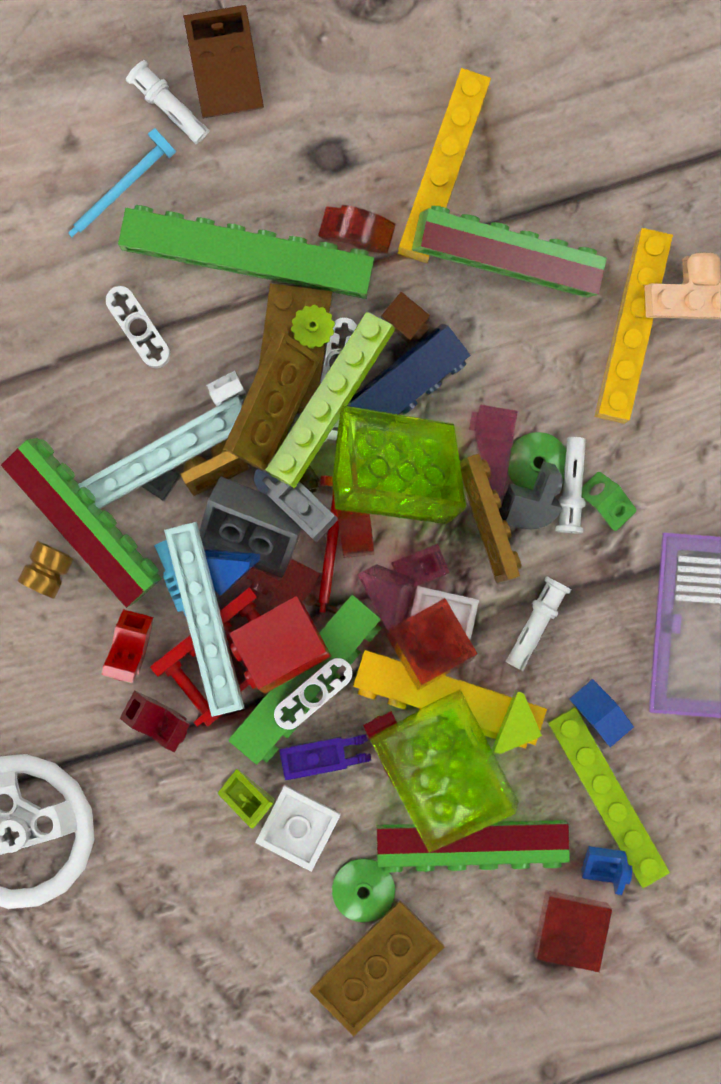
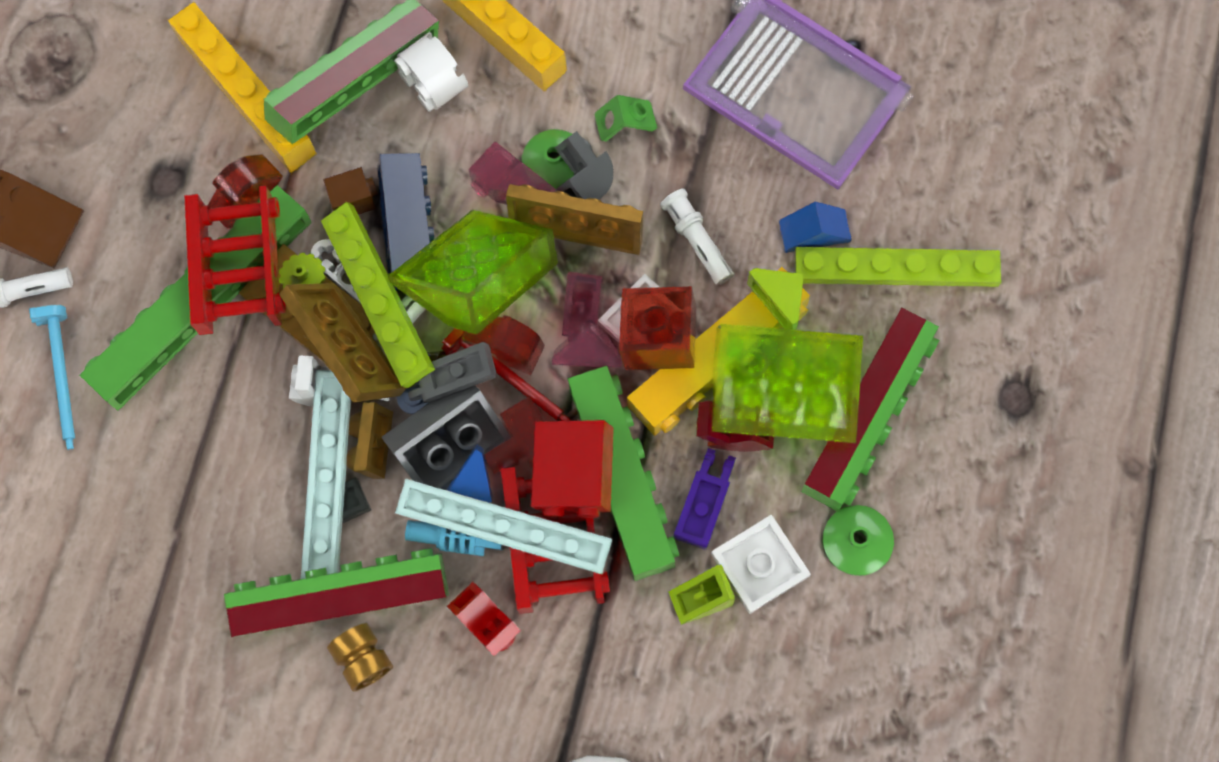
camera: 55 degrees left, 15 degrees down
(132, 303) = (171, 446): white beam -> none
(155, 720) = (573, 637): dark red brick -> none
(257, 257) = (202, 247): none -> red fence
(300, 715) = (643, 438): white beam -> none
(376, 968) = (942, 569): pearl gold plate -> none
(548, 317) = (431, 72): none -> white brick
(572, 487) = (620, 155): white pin -> none
(572, 931) = (1006, 364): clear red brick -> none
(607, 866) = (963, 300): blue bracket -> none

